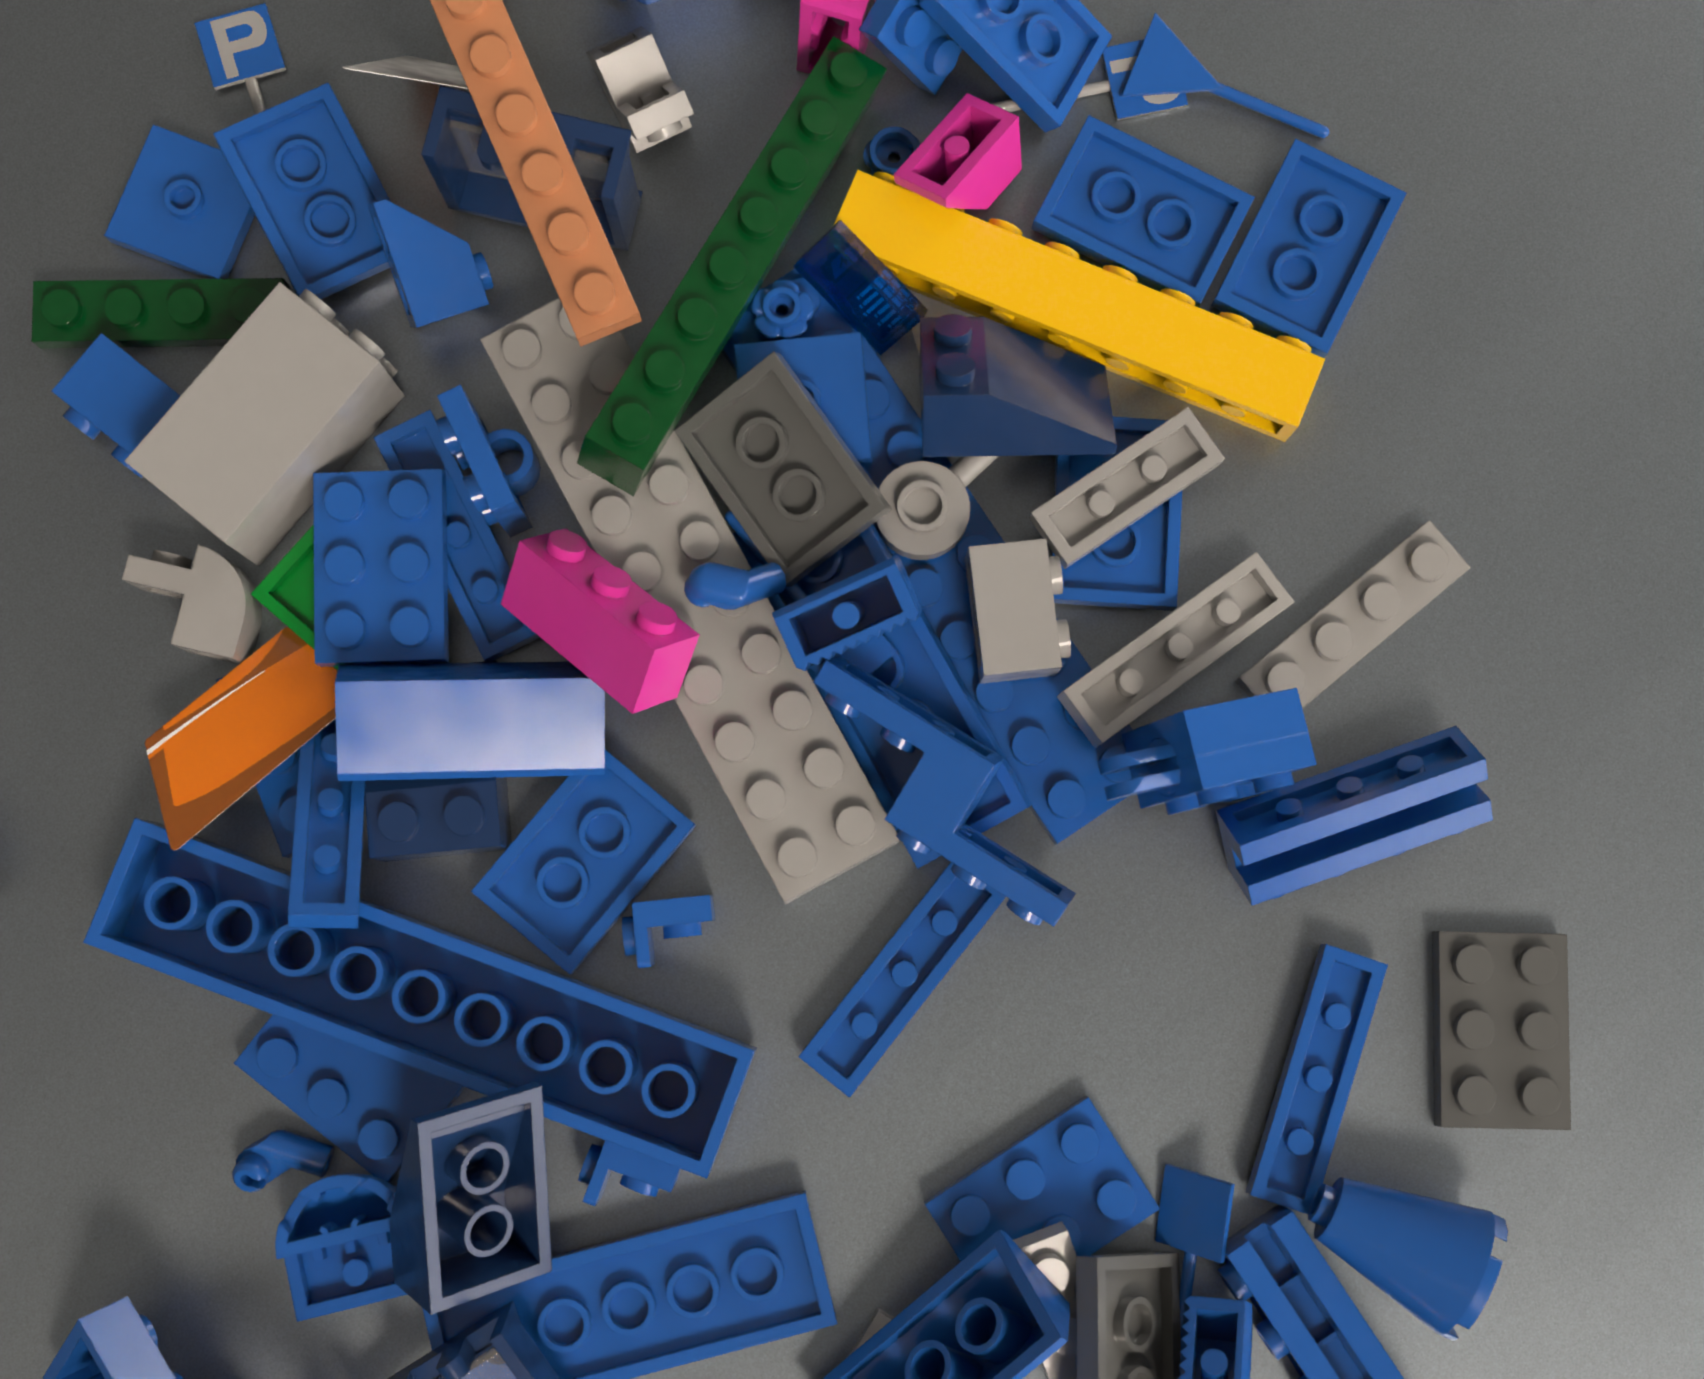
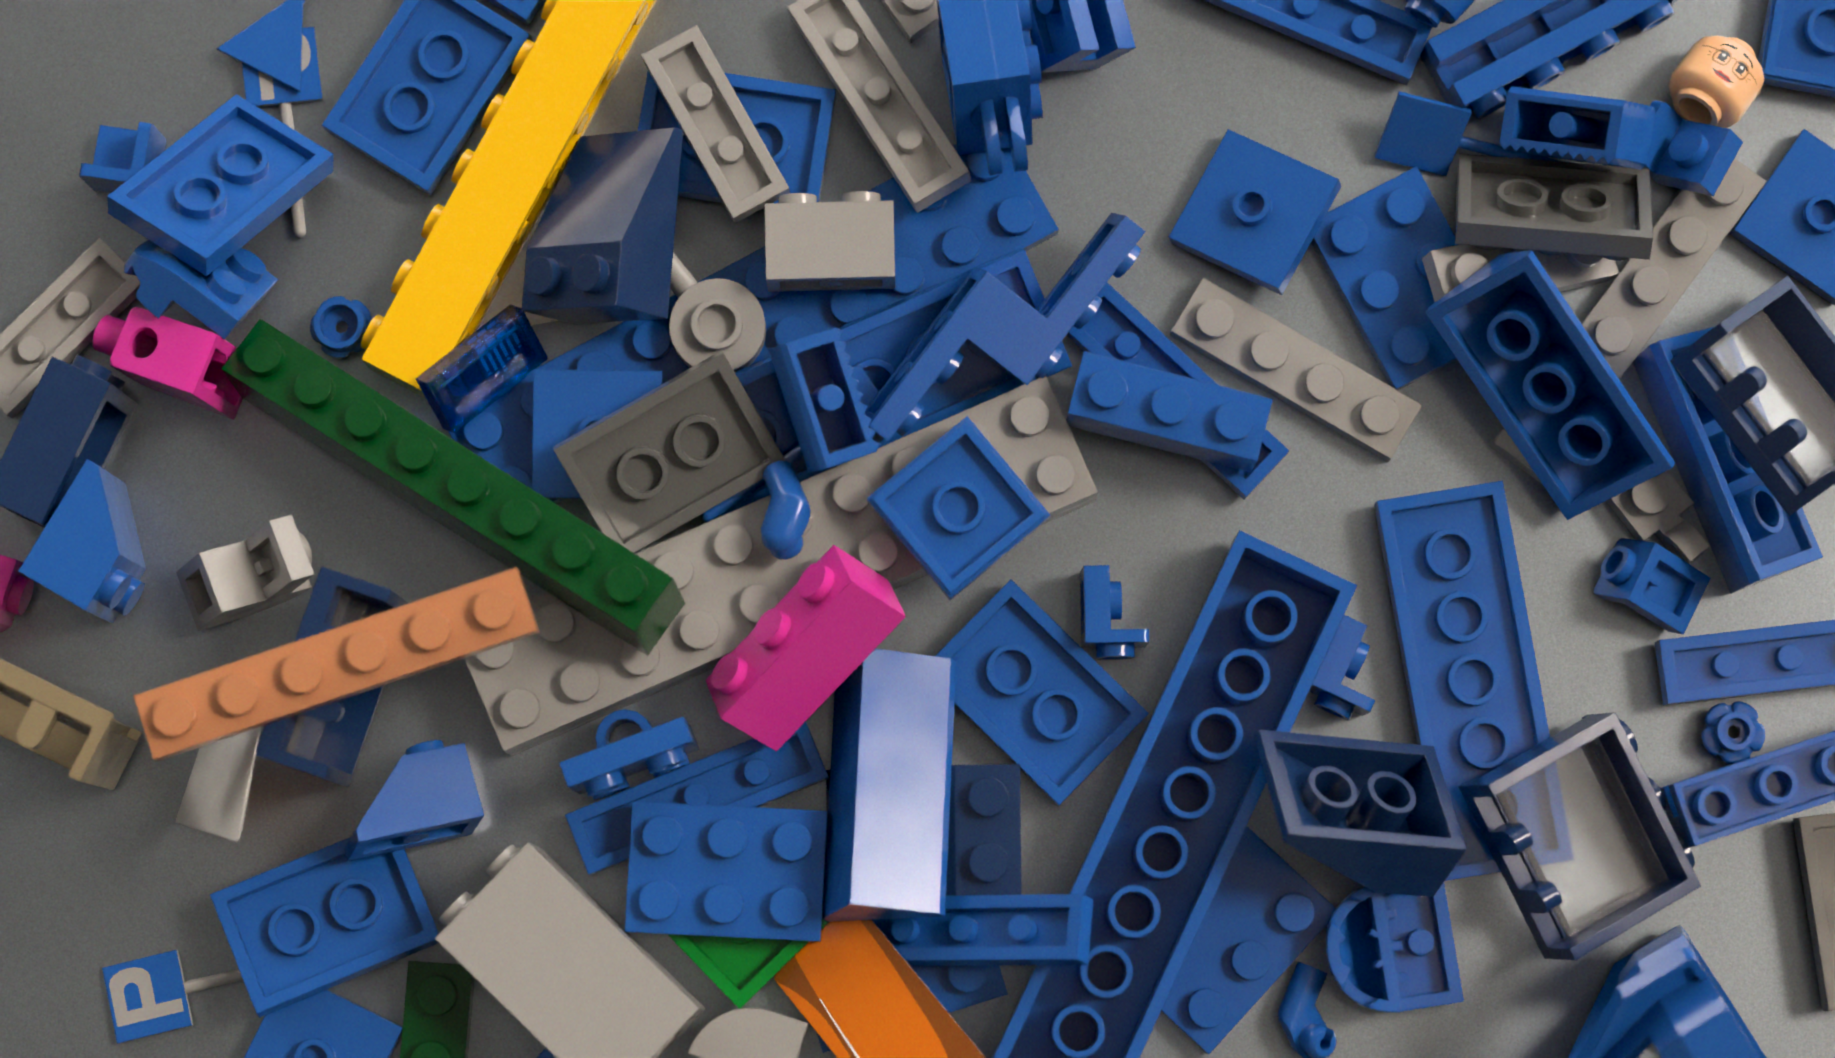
camera: 80 degrees left, 0 degrees up
(749, 758) = (958, 508): none -> blue plate
(785, 326) = (515, 437): blue plate -> none
(873, 968) = (1168, 411): none -> blue brick
(936, 1099) = (1295, 370): none -> light grey plate
(966, 157) = (360, 250): dark pink slope -> none
(1095, 1044) = (1255, 211): none -> blue plate

